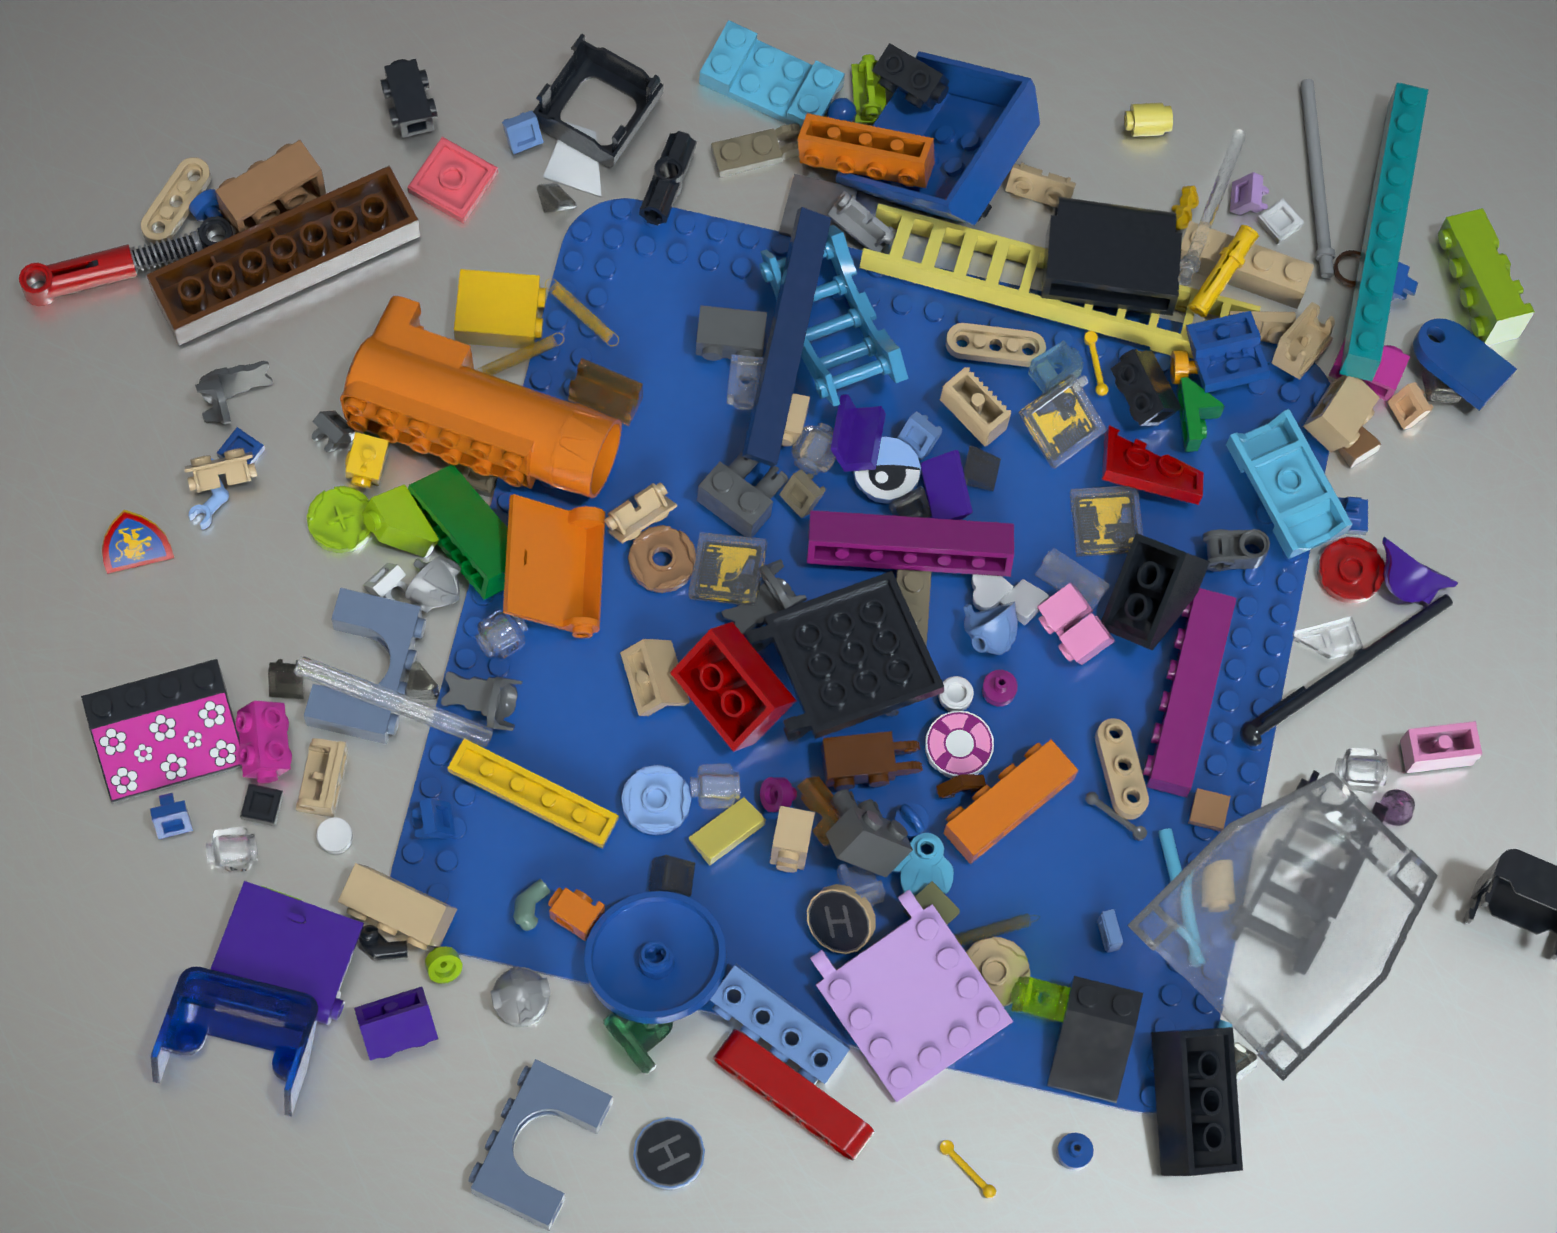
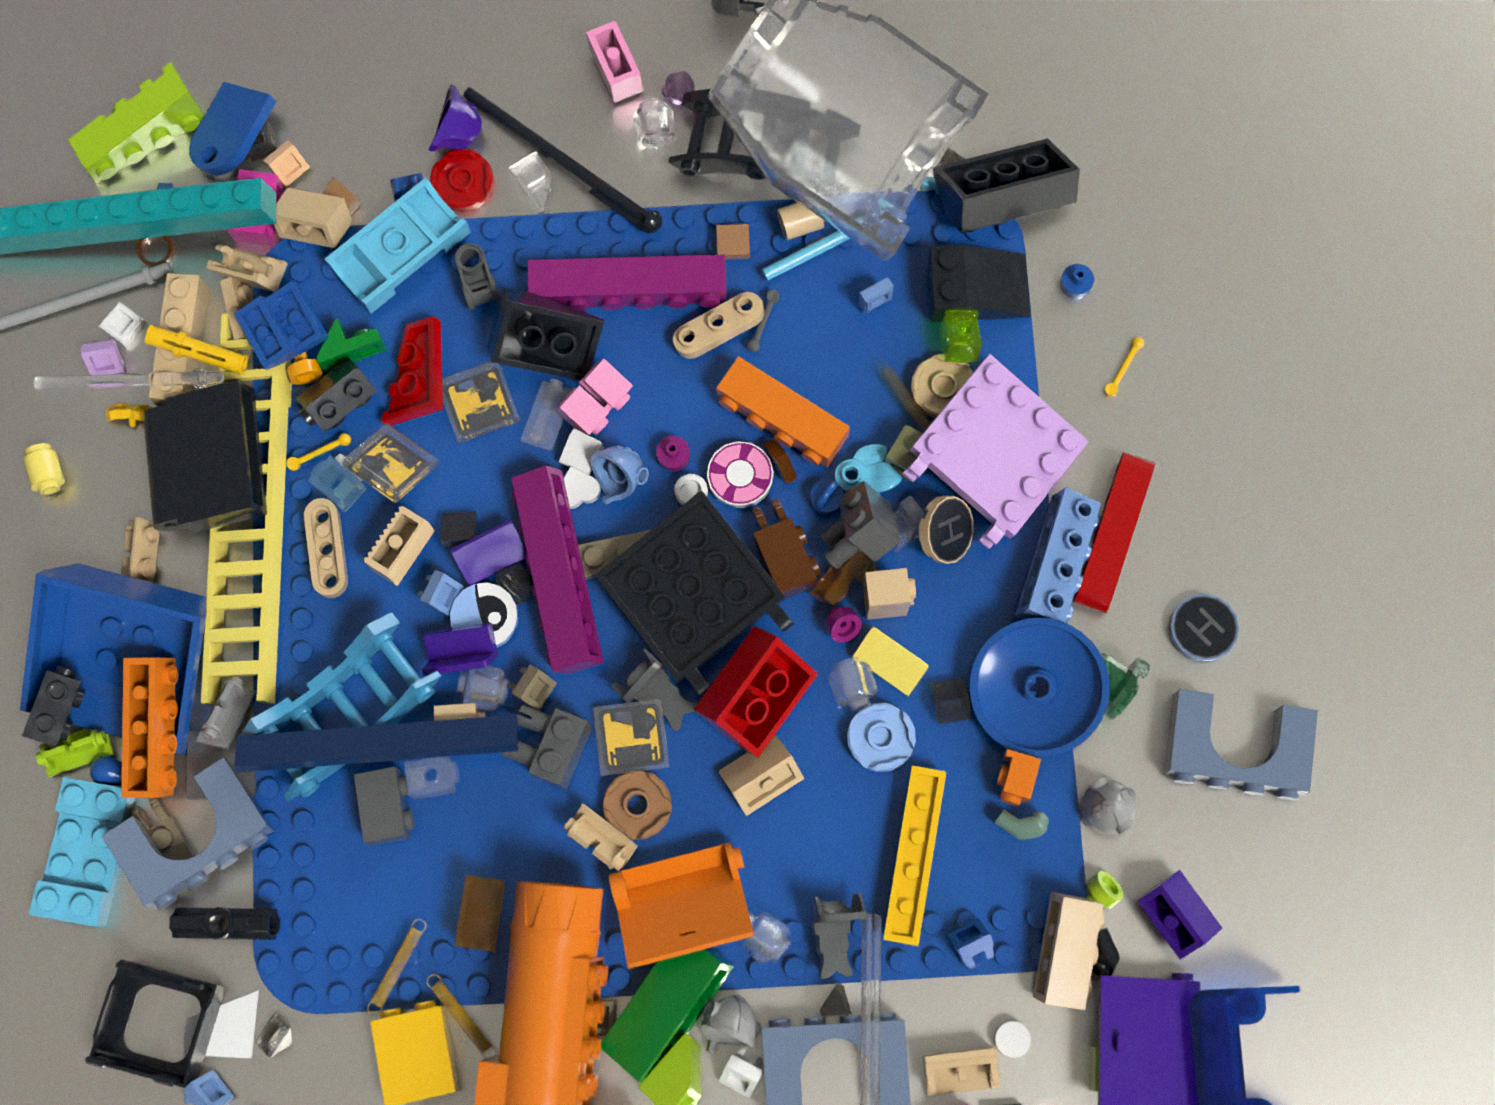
camera: 95 degrees left, 5 degrees up
(752, 207) = (238, 827): none -> sand blue arch

